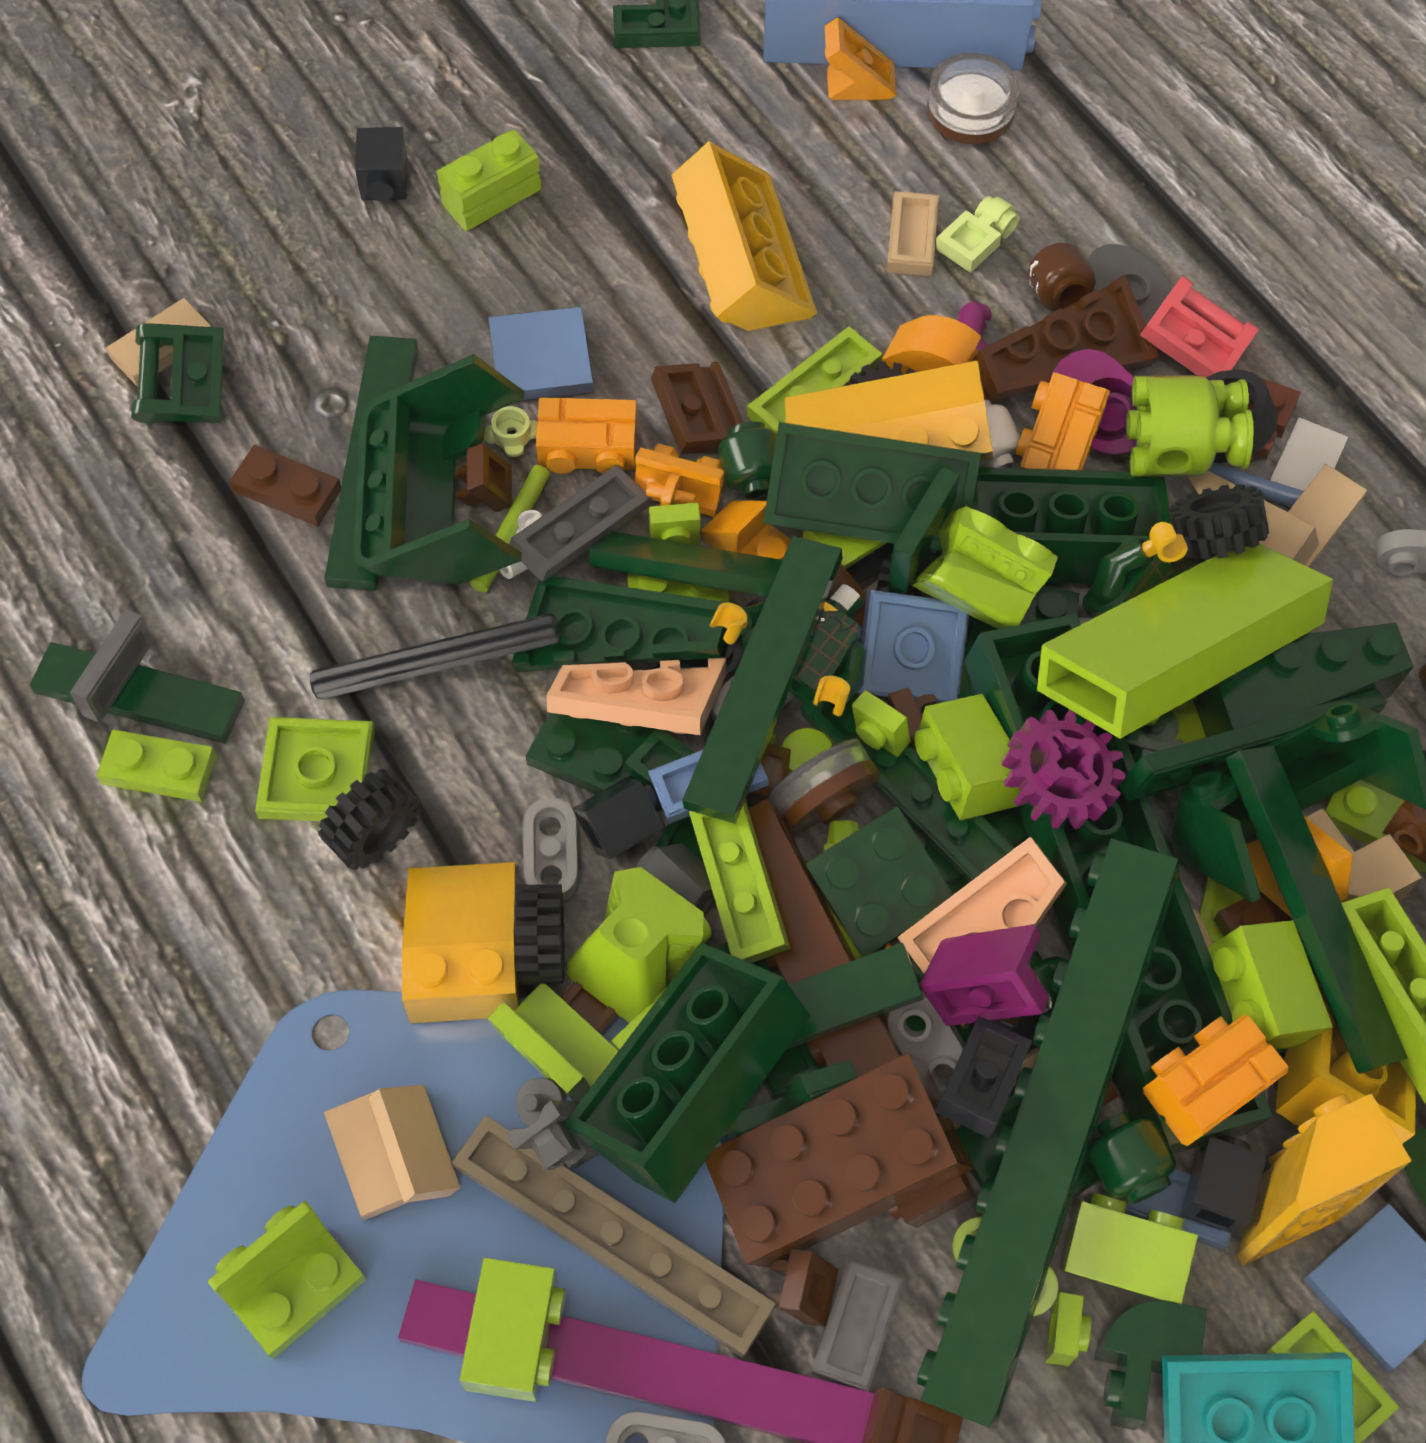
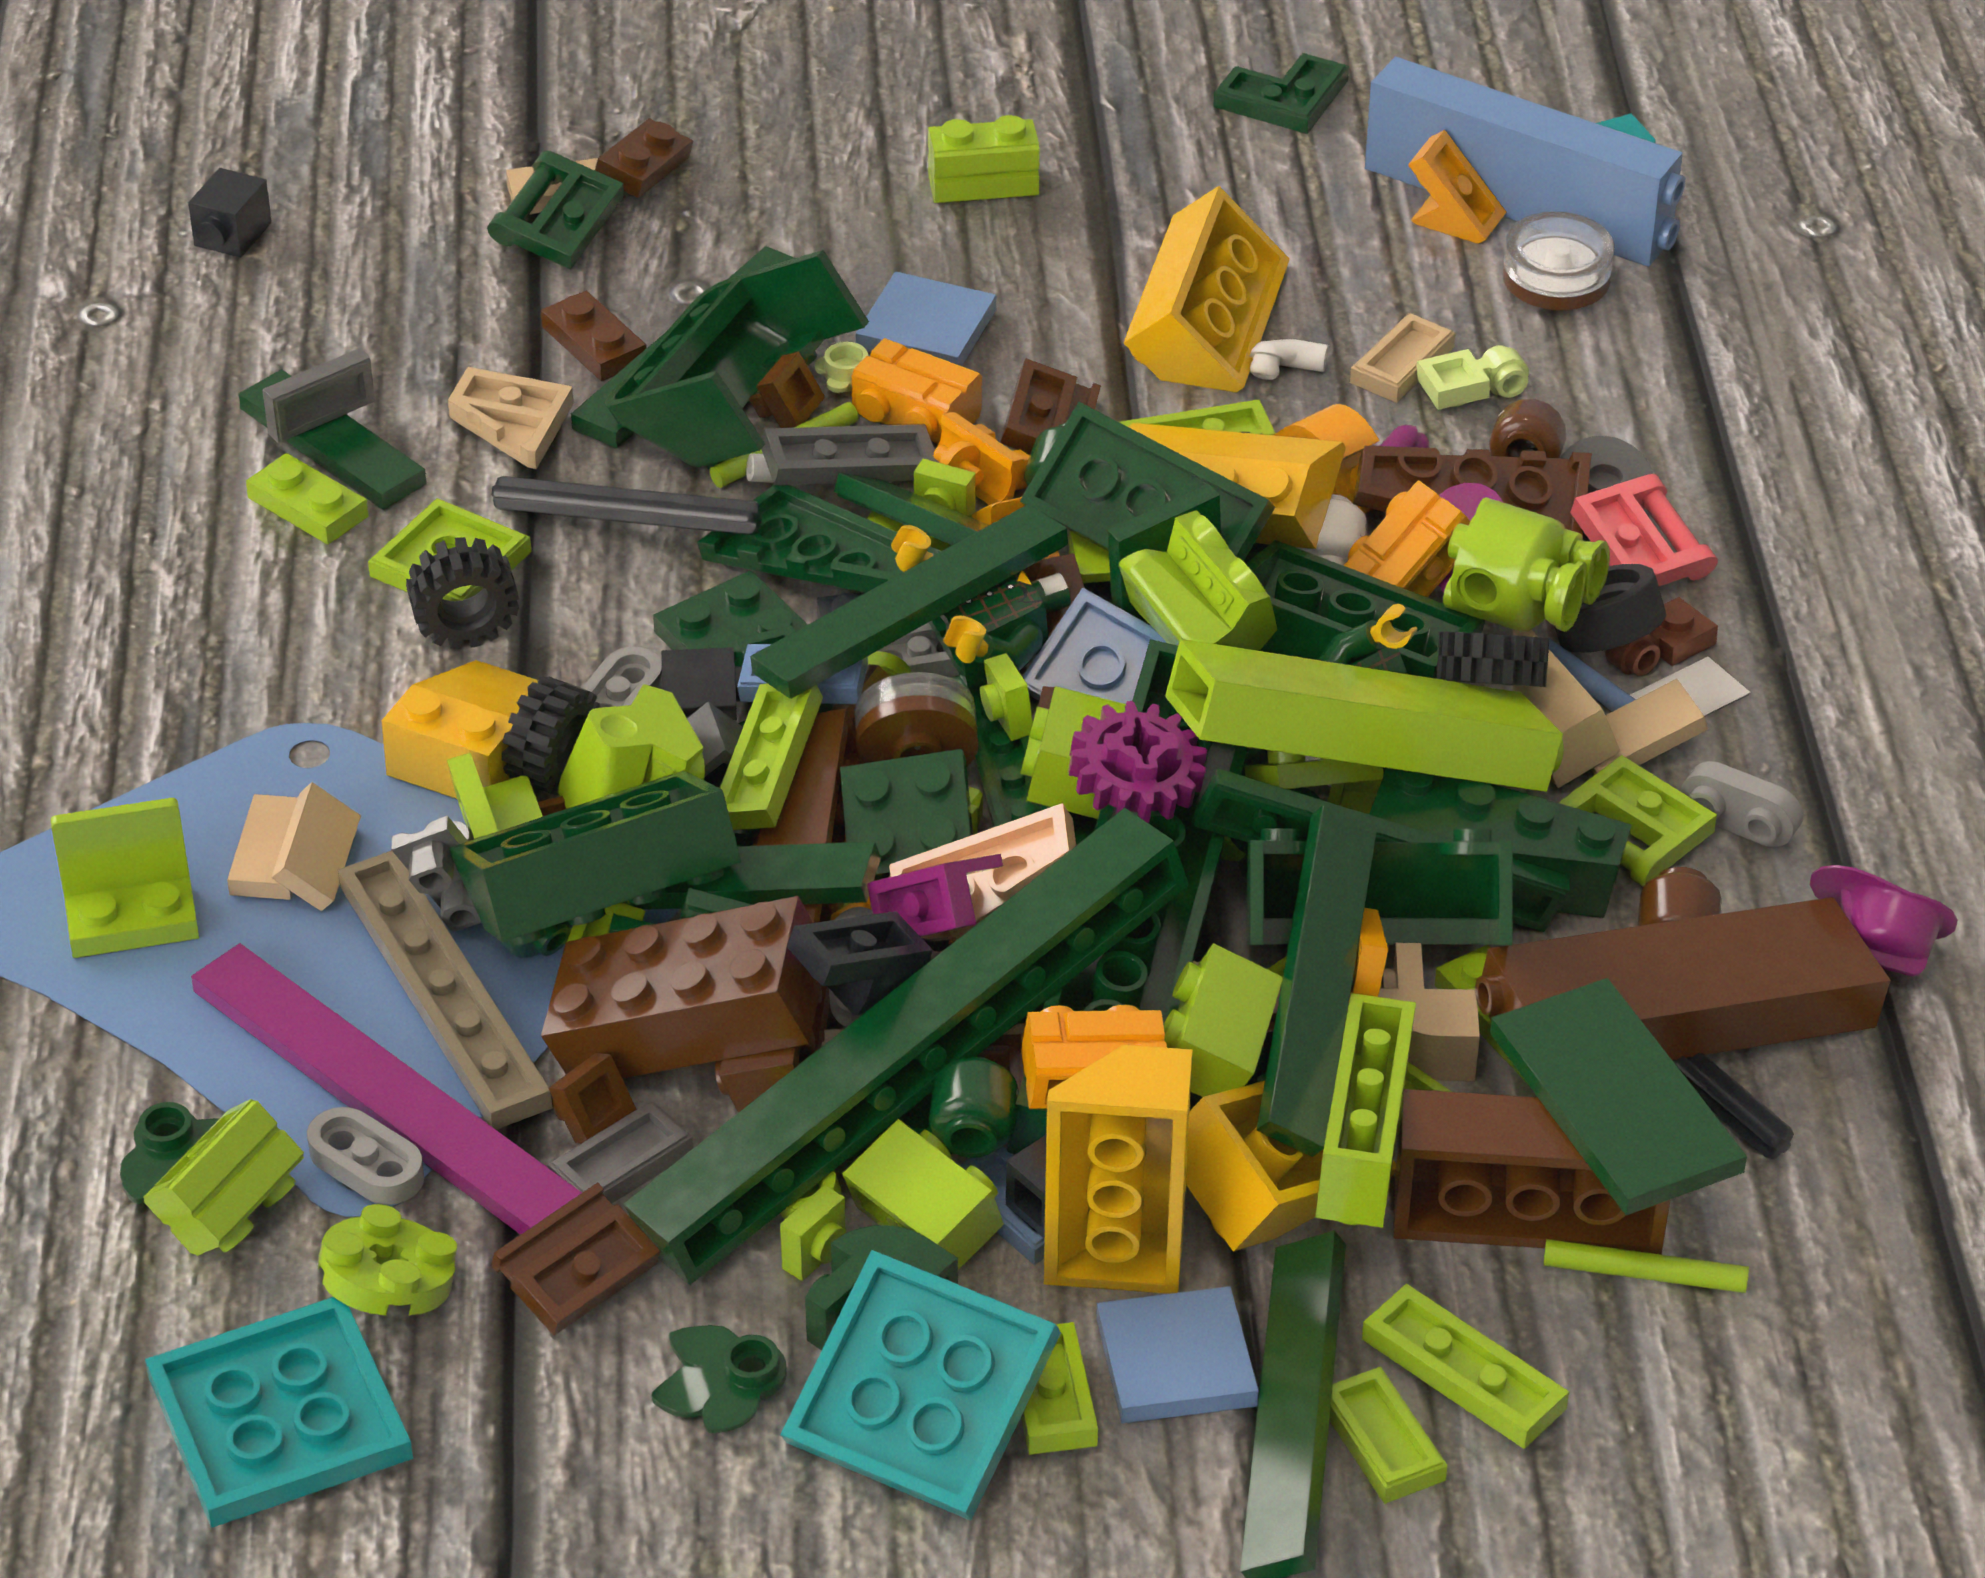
camera: 30 degrees right, 20 degrees down
(213, 288) = (645, 156): none -> reddish brown plate
(273, 599) = (511, 411): none -> tan wing
(381, 163) = (886, 114): black brick -> none
(511, 1330) = (289, 995): lime brick -> none
(655, 698) = (771, 584): light nougat wing -> none
(832, 266) = (1287, 352): none -> white arm
(1371, 589) = (1657, 811): none -> lime plate

